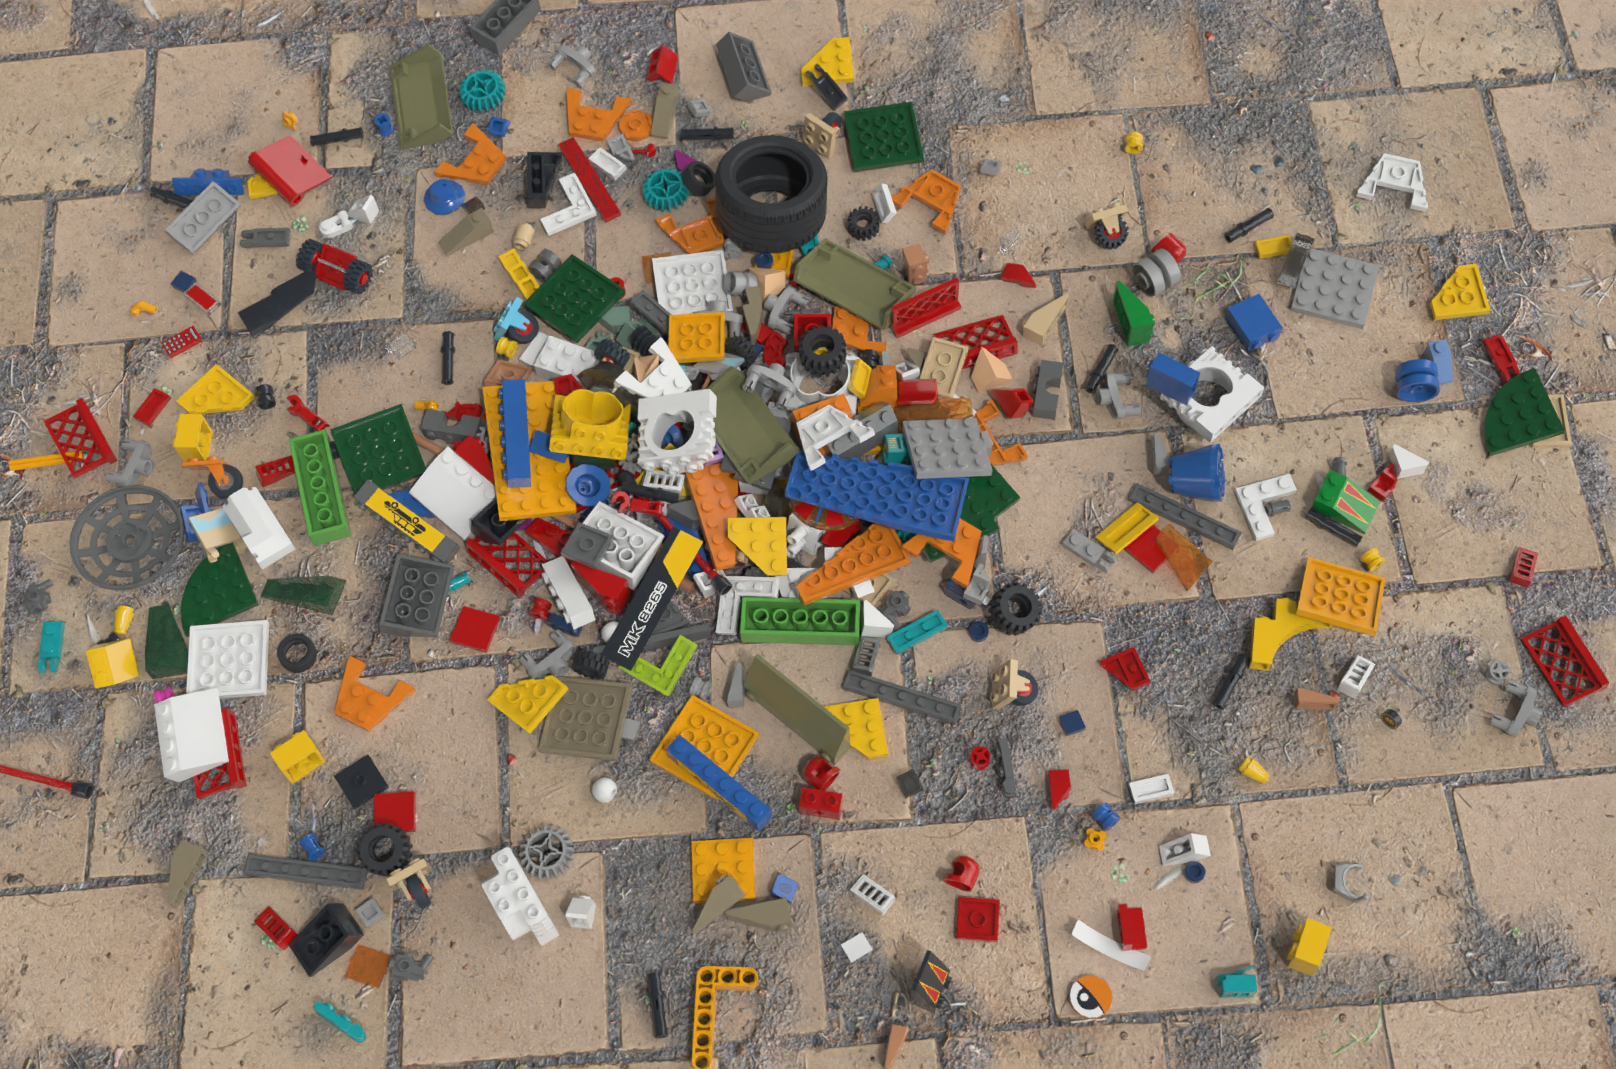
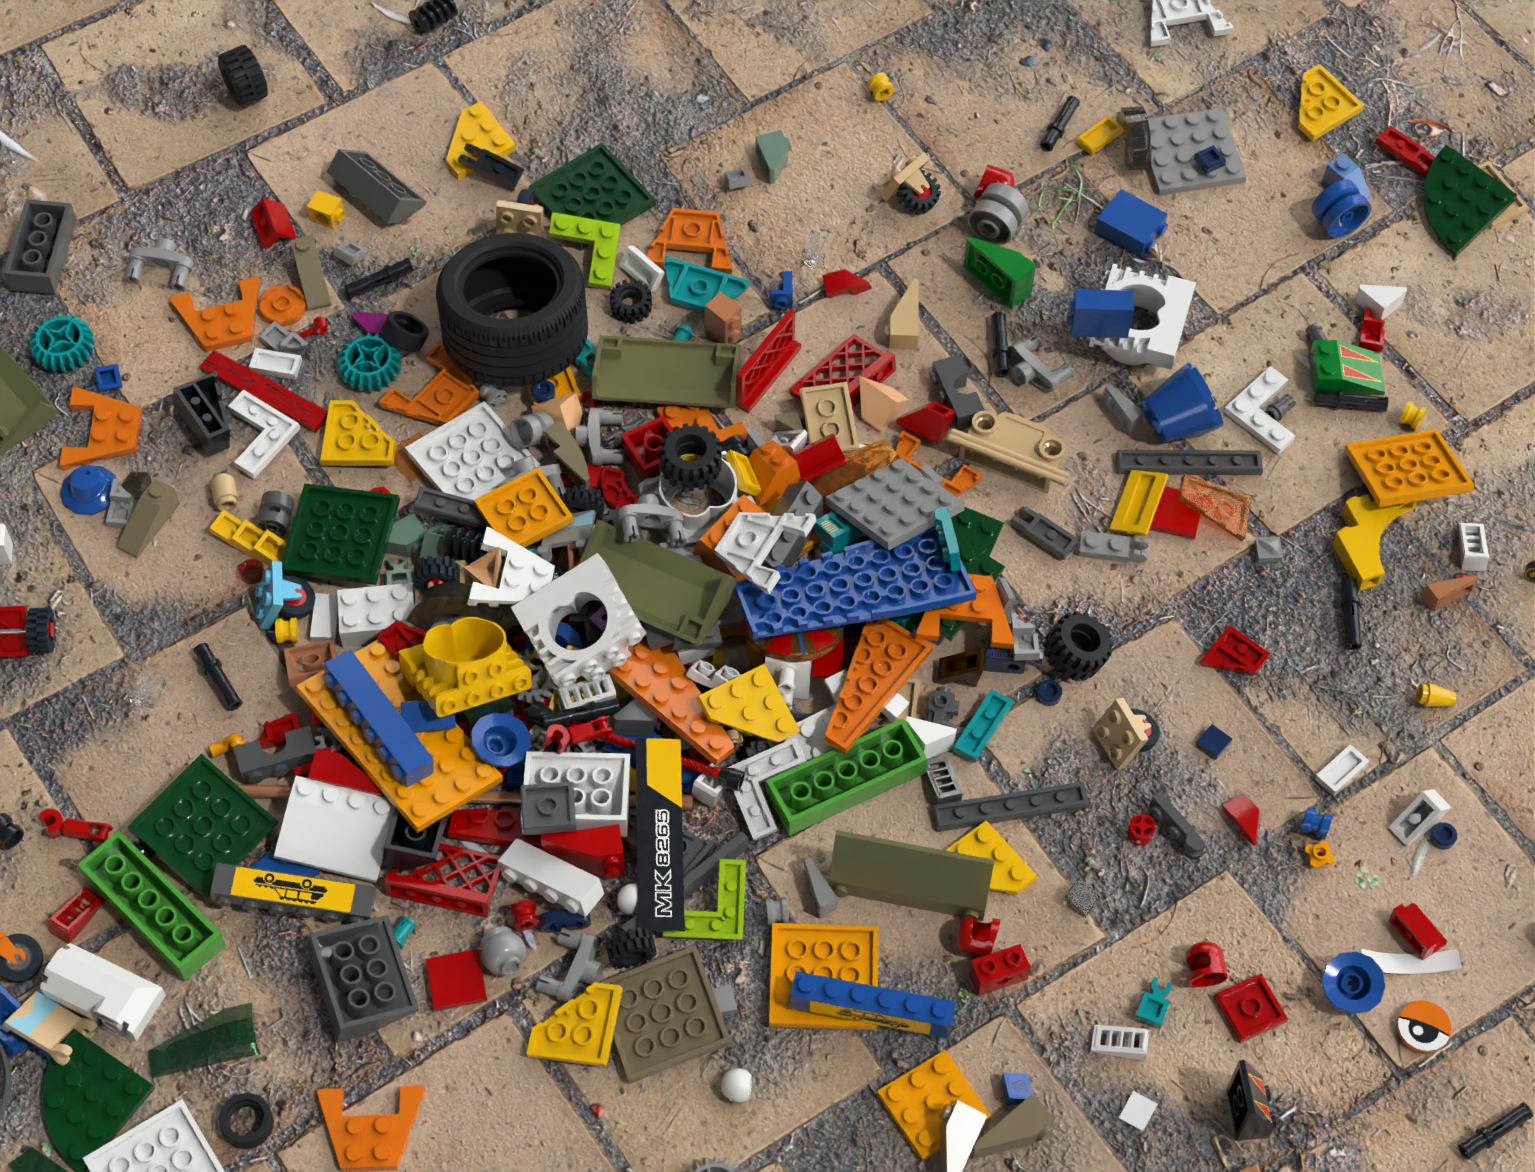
camera: 35 degrees left, 5 degrees down
(454, 216) = (120, 507): none -> light grey slope
(509, 295) = (251, 571): none -> clear red tile
(510, 625) = (502, 951): none -> light grey piece
(625, 237) = (354, 438): none -> yellow plate
(700, 70) = (325, 209): none -> yellow brick
(870, 169) = (595, 232): none -> lime plate
(910, 883) = (1154, 1006): none -> teal plate
(914, 229) = (696, 285): none -> teal wing
(926, 584) = (962, 666): none -> dark brown slope
(960, 490) = (947, 536): none -> teal hinge
(972, 265) = (784, 296): none -> blue bracket
(1026, 160) = (773, 153): none -> sand green slope
(1046, 944) = (1366, 981): none -> blue hat
(1047, 519) = (1045, 532): none -> dark grey hinge
(1060, 447) = (1013, 449): none -> tan brick
(1201, 606) = (1268, 549): none -> light grey tile
(1342, 300) = (1210, 159): none -> dark blue tile

